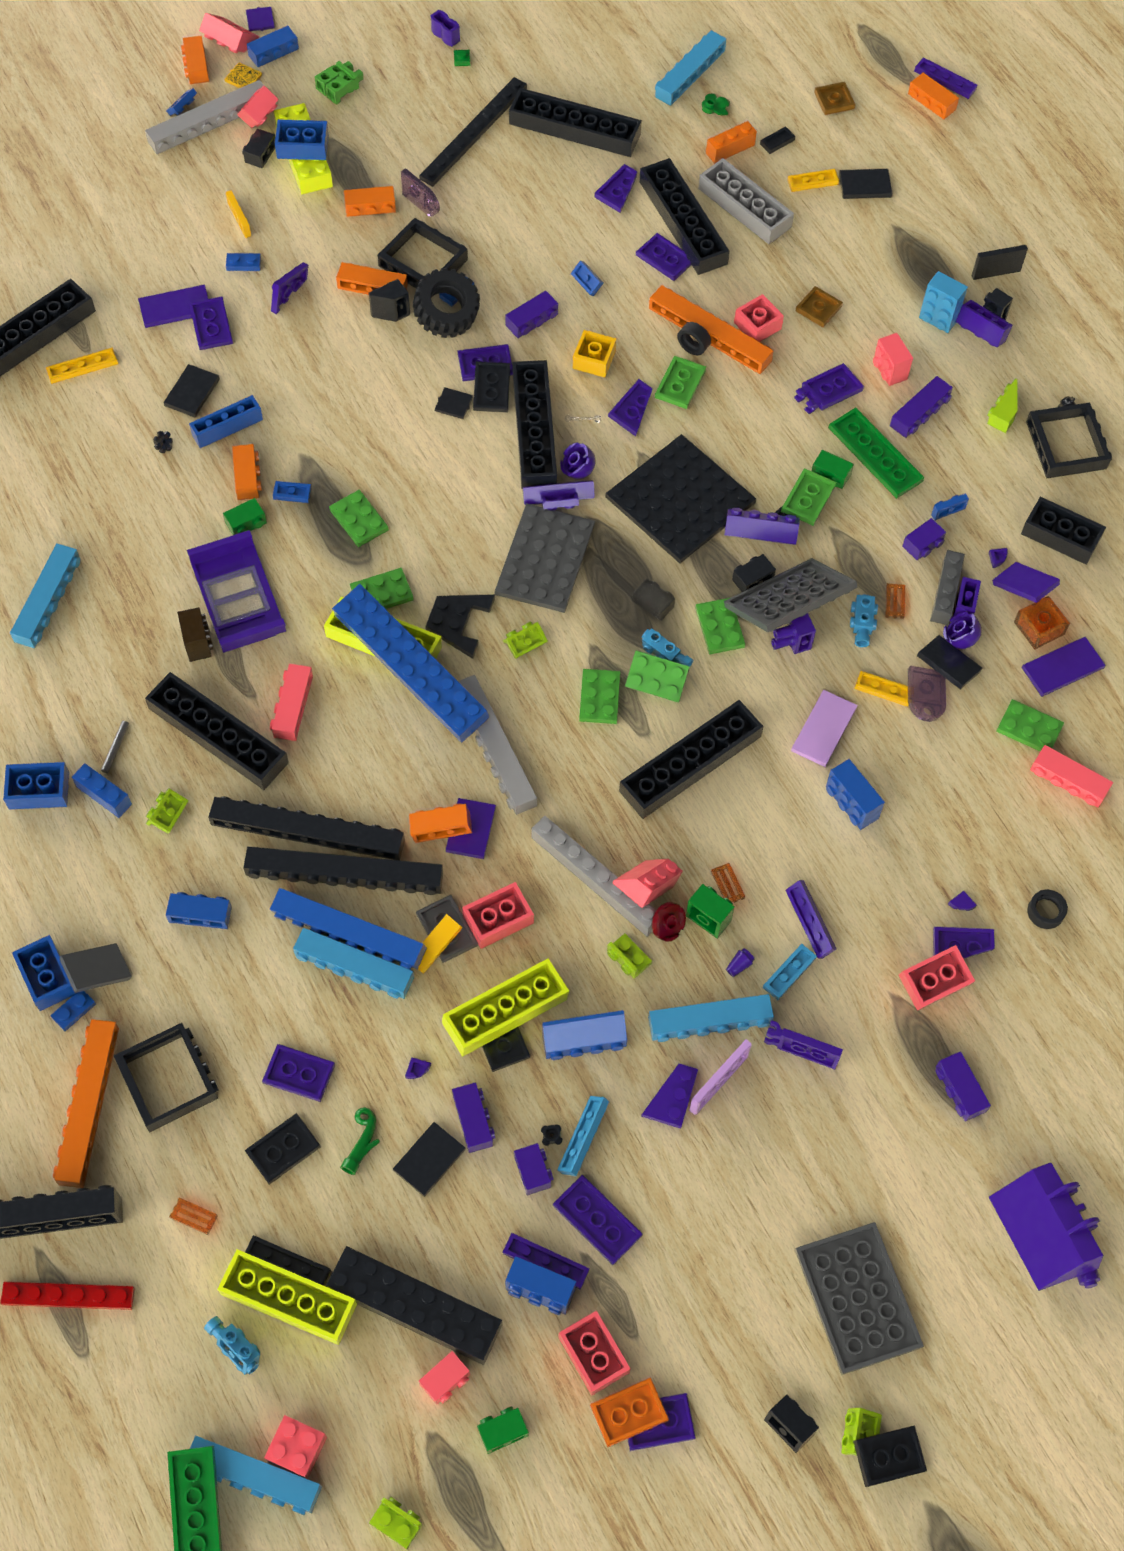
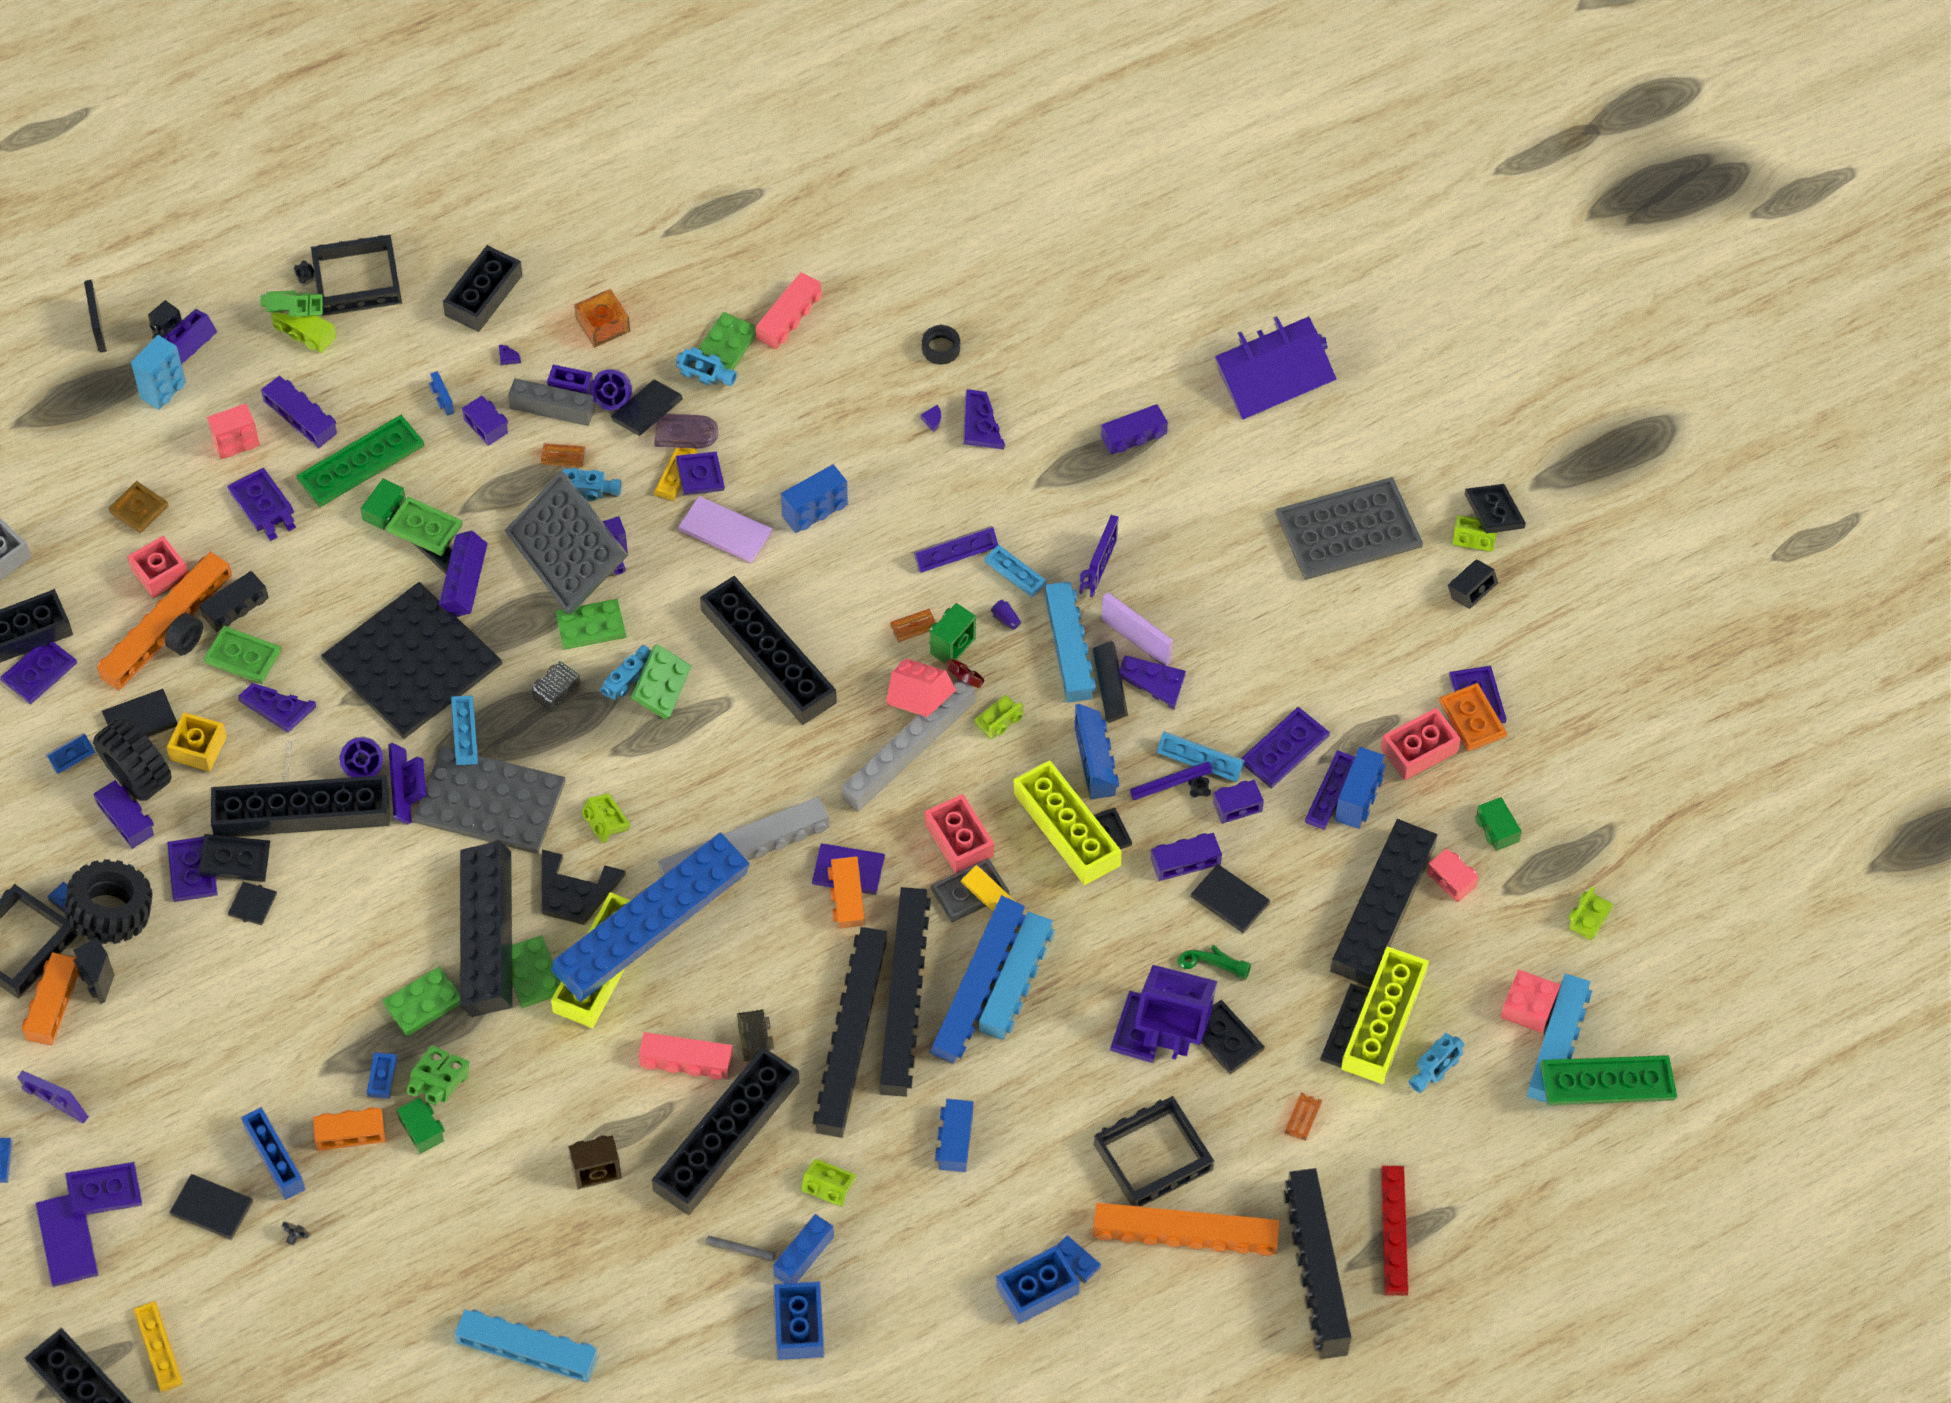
camera: 90 degrees left, 5 degrees down
(95, 967) = (1031, 1230): dark grey tile -> none
(236, 591) = (531, 1127): dark purple piece -> none
(283, 523) = (437, 1077): none -> bright green hips
(295, 1092) = (1174, 1009): none -> dark purple piece
(308, 753) = (753, 1033): none -> clear smoke brick
(415, 553) = (486, 929): none -> black brick
(417, 1068) = (1131, 913): dark purple tile -> none
(556, 1107) = (1170, 780): none -> dark purple axle
(568, 304) = (132, 758): none -> black tyre
(599, 696) = (680, 743): bright green plate -> none
(606, 532) = (464, 730): none -> dark azure plate
(621, 321) = (149, 713): none -> black tile
(667, 1055) = (1110, 681): none -> black tile
(730, 373) = (234, 601): none -> black brick
(753, 573) = (525, 586): black brick -> none
(881, 705) = (700, 473): none -> dark purple tile
(936, 977) = (1023, 439): coral brick -> none
(994, 708) = (703, 366): none -> dark azure brick
(1026, 391) = (296, 303): none -> bright green hips
(1026, 582) = (550, 327): dark purple tile -> none
(1063, 666) = (652, 307): dark purple tile -> none

